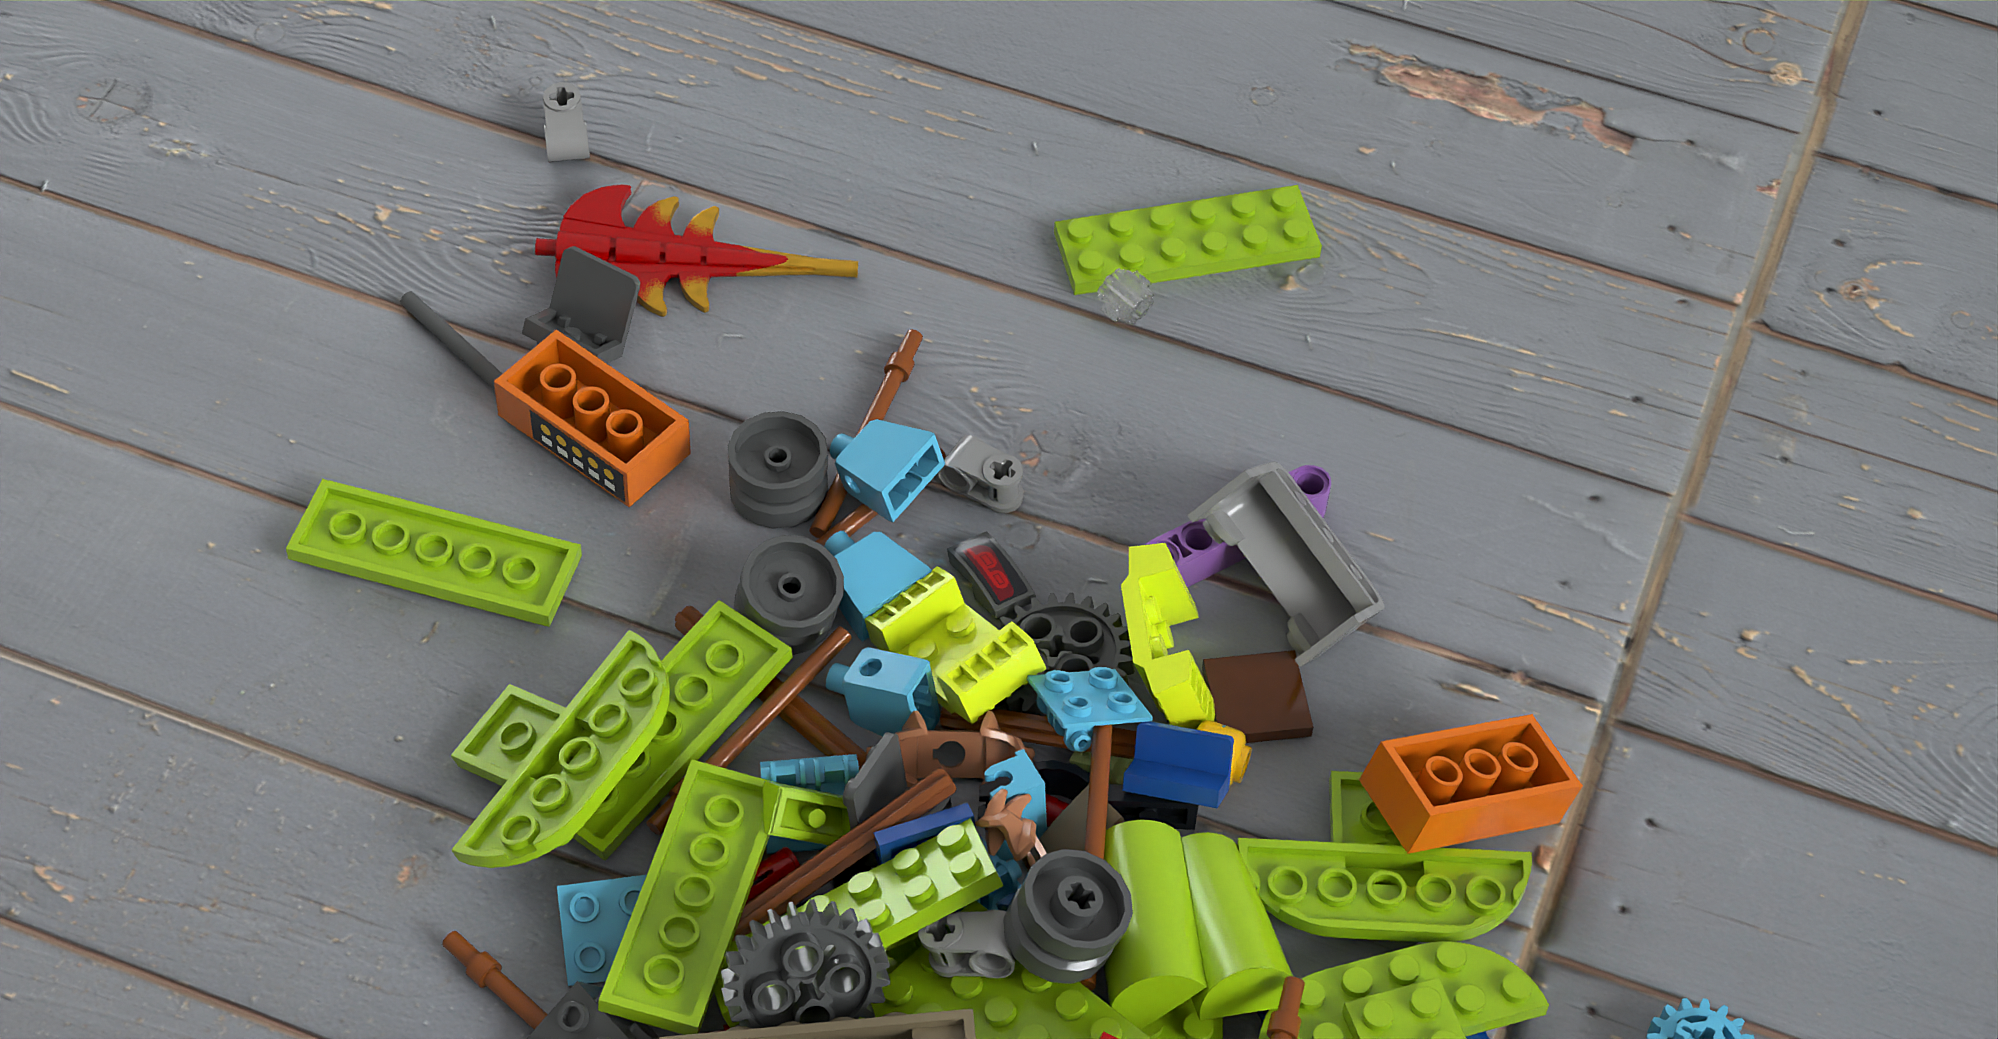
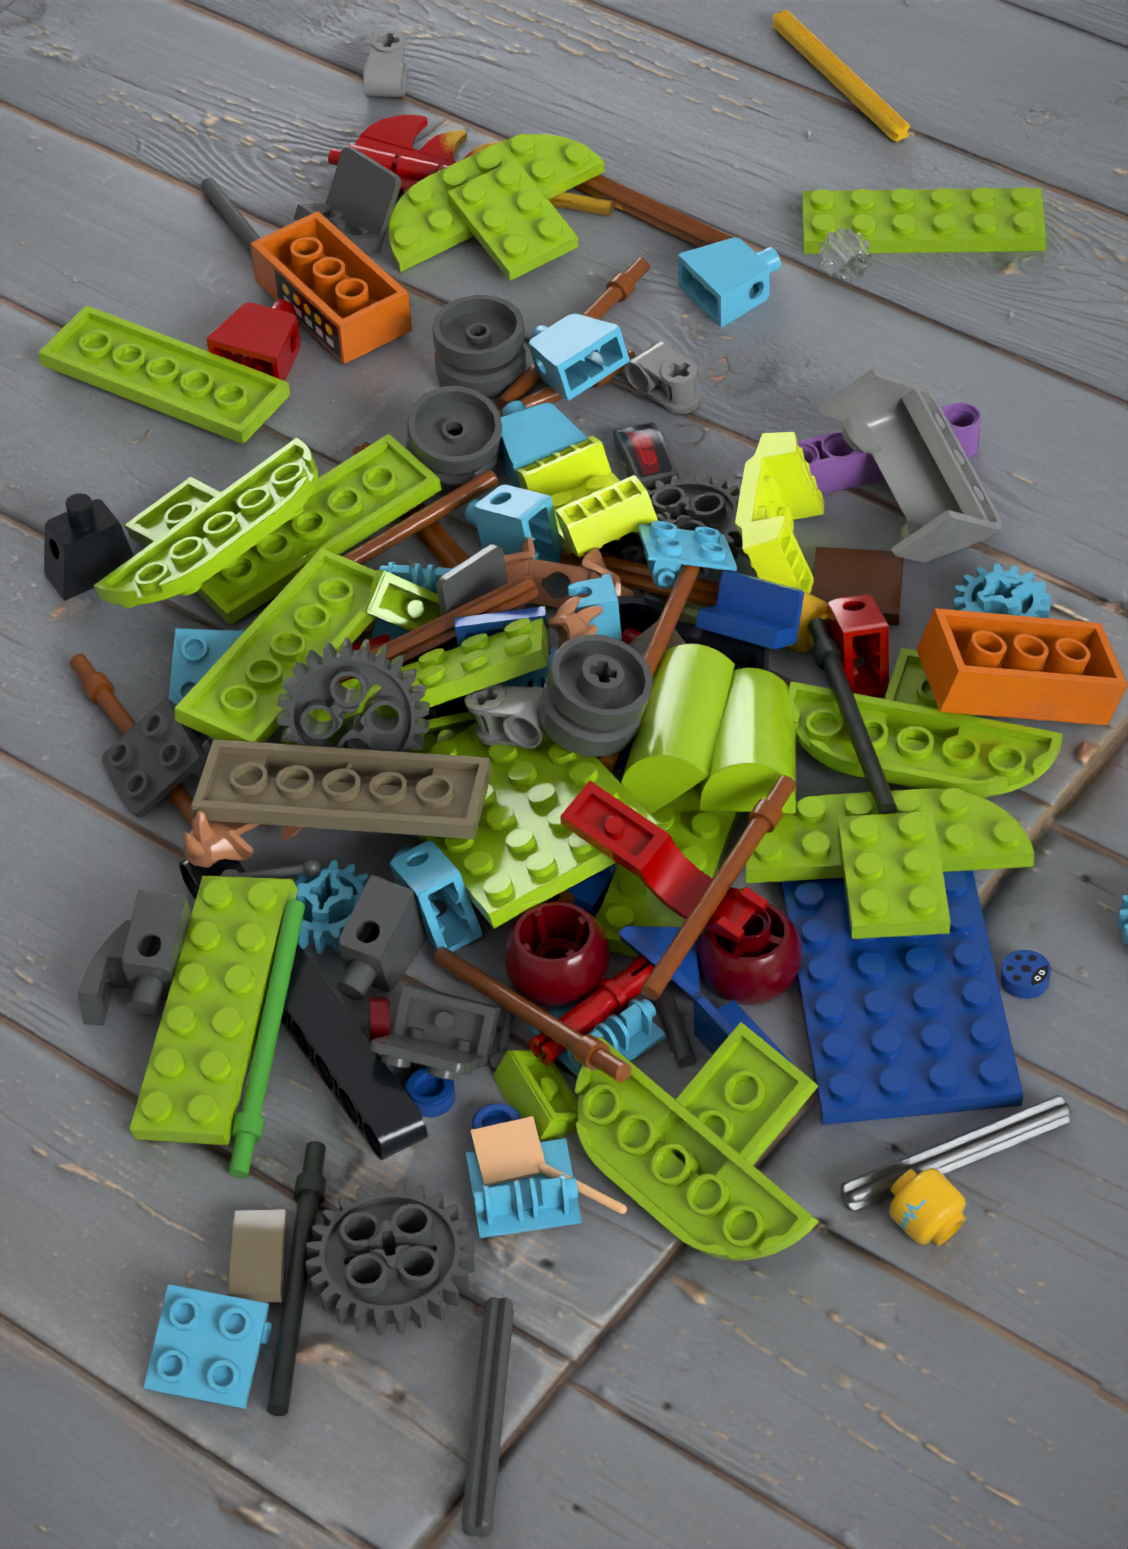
camera: 20 degrees right, 5 degrees down
(420, 798) = (83, 546): none -> black torso
(530, 492) = (259, 338): none -> red torso
(740, 278) = (498, 199): none -> lime plate
(895, 265) = (652, 211): none -> dark orange axle
(1010, 341) = (727, 278): none -> medium azure torso
(1049, 73) = (841, 76): none -> yellow axle
(1271, 803) = (830, 659): none -> pearl dark grey bar
(1289, 777) = (863, 632): none -> red torso
(1414, 697) = (1003, 593): none -> medium azure gear

